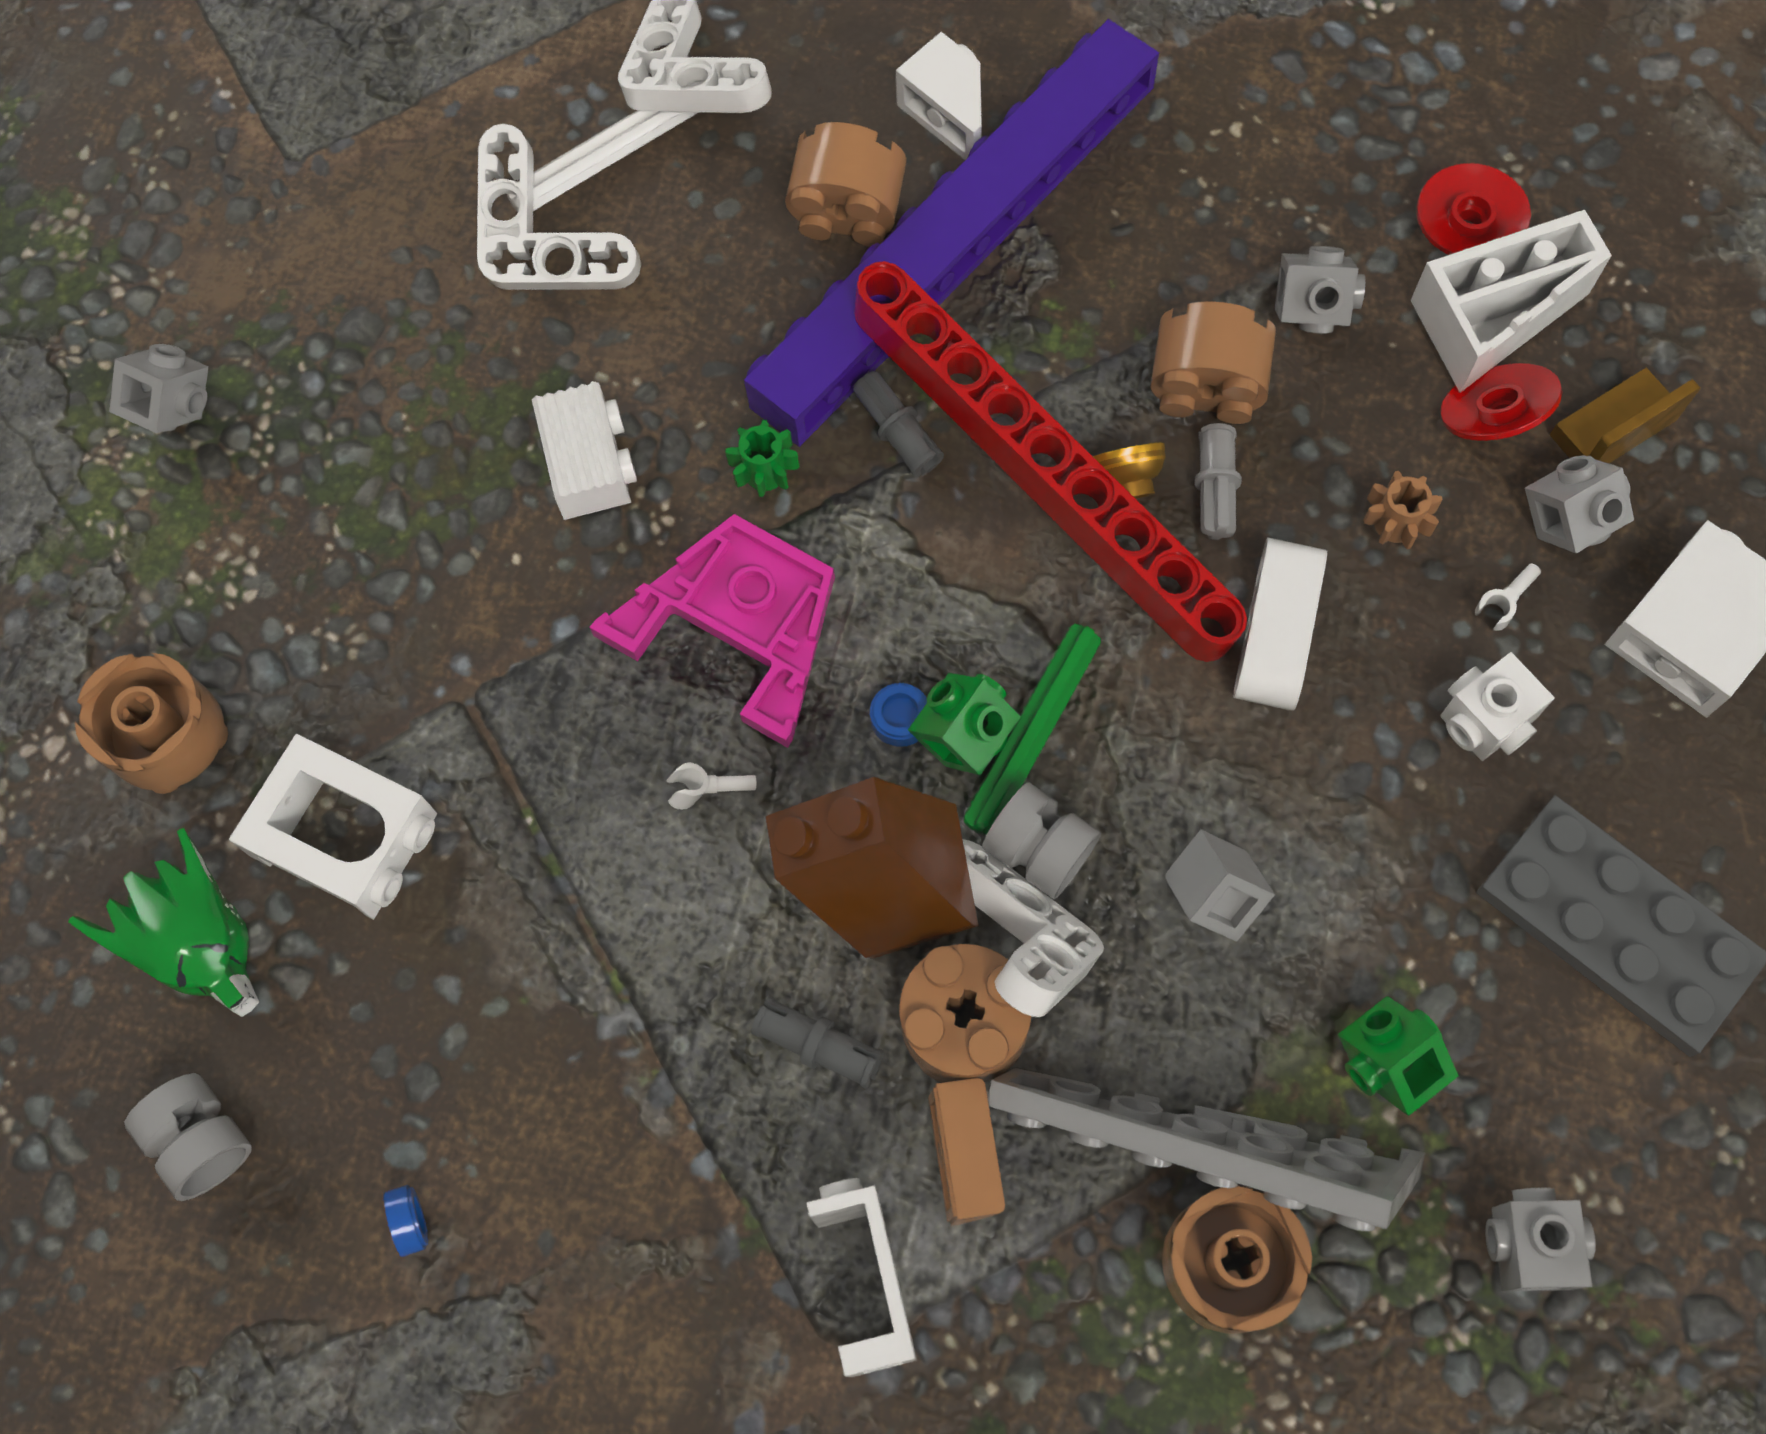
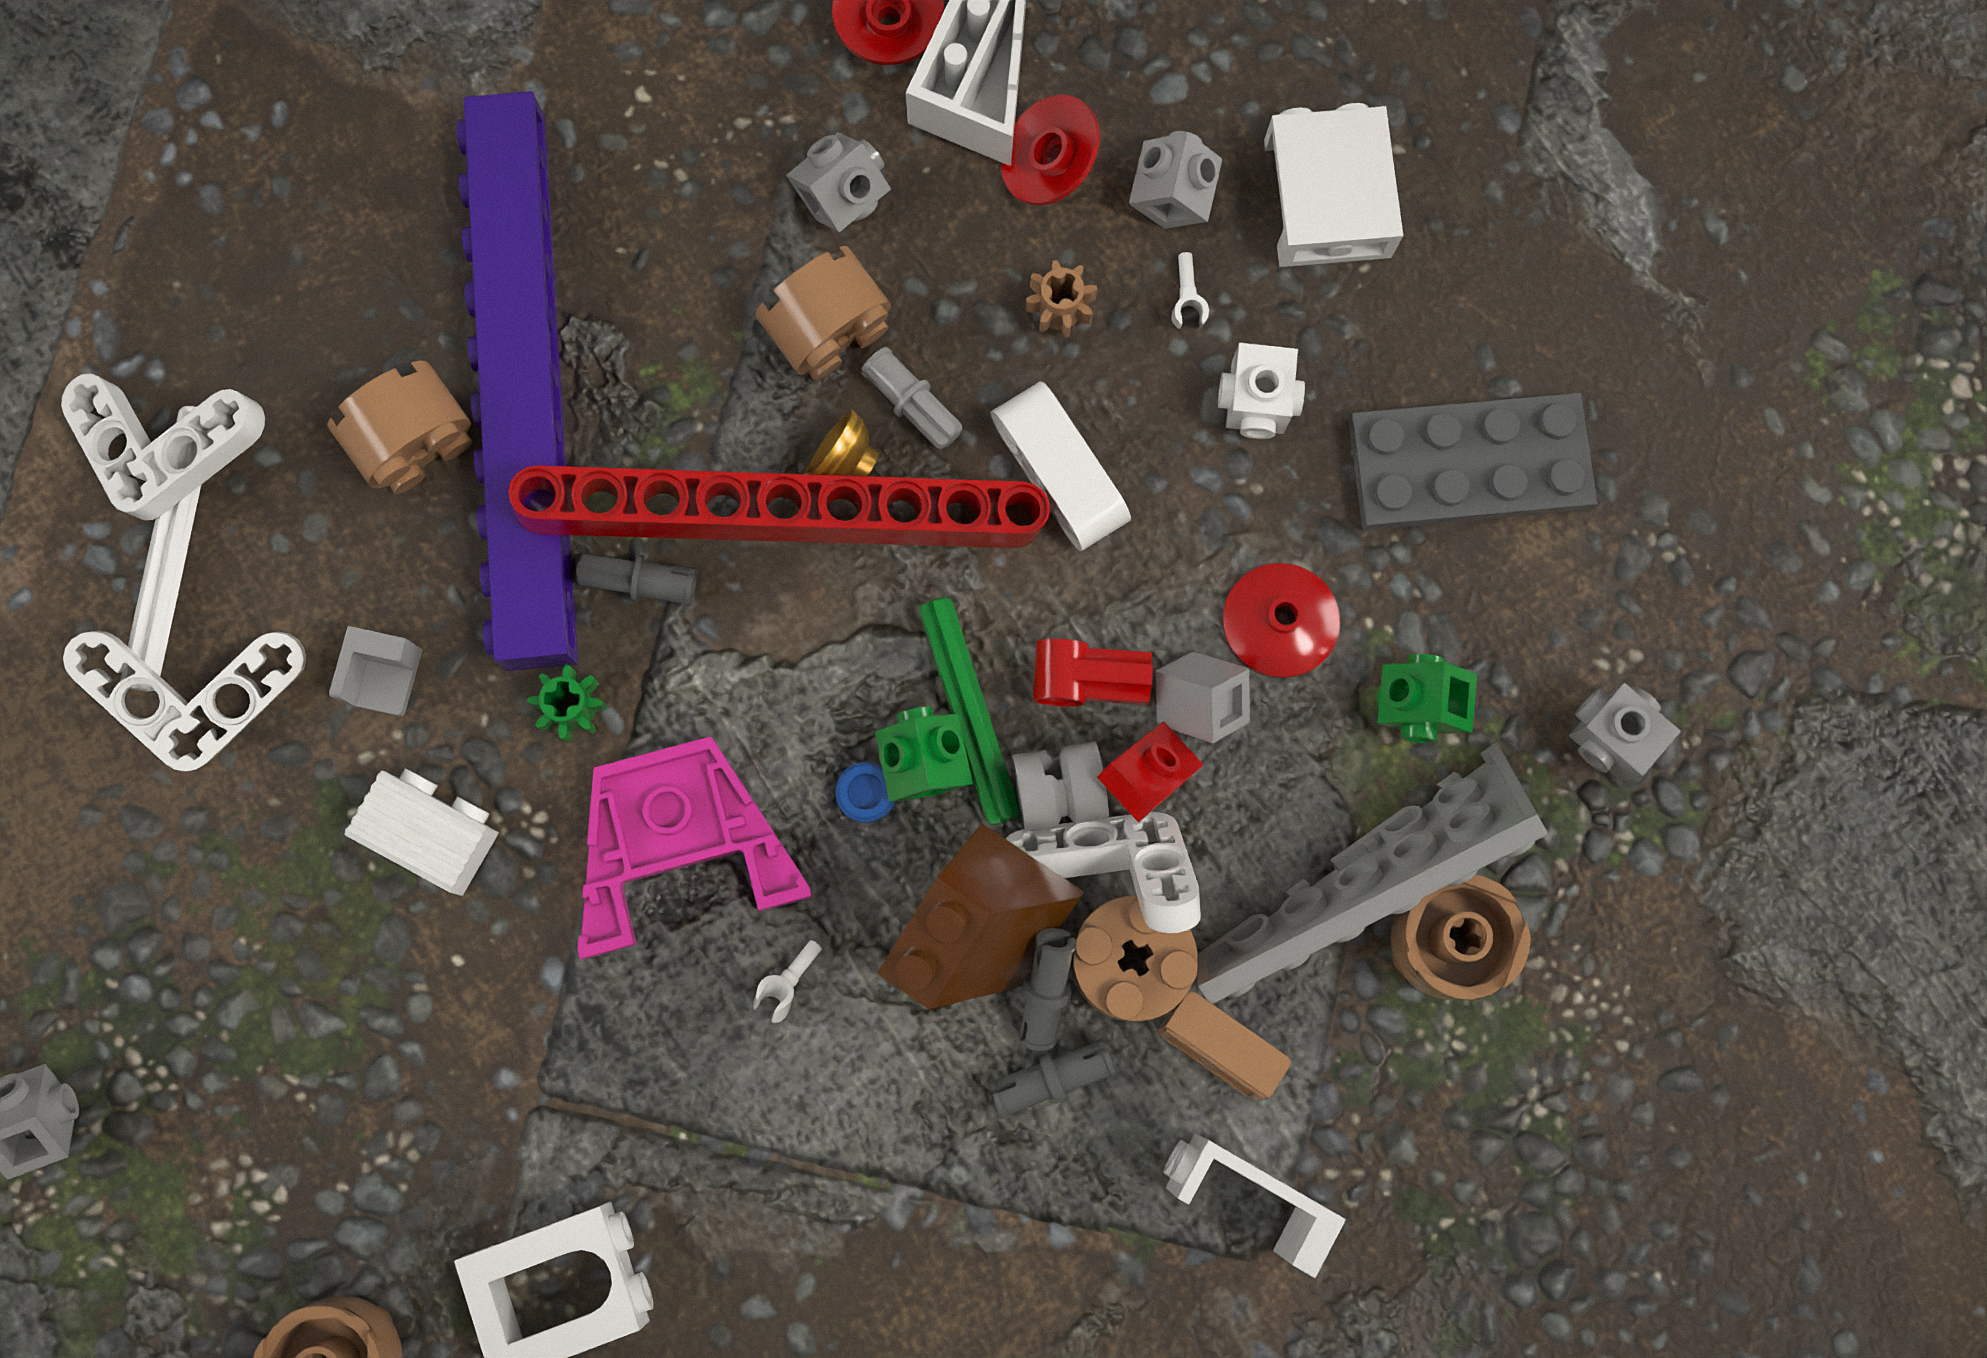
camera: 55 degrees left, 10 degrees up
(664, 323) = (375, 671): none -> light grey panel
(878, 968) = (1046, 989): none -> dark grey pin
(943, 92) = (394, 274): white slope -> none
(1119, 892) = (1150, 771): none -> red plate
(1138, 774) = (1072, 673): none -> red piece
(1325, 918) = (1263, 641): none -> red dish
(1622, 417) = (1138, 84): pearl gold panel -> none

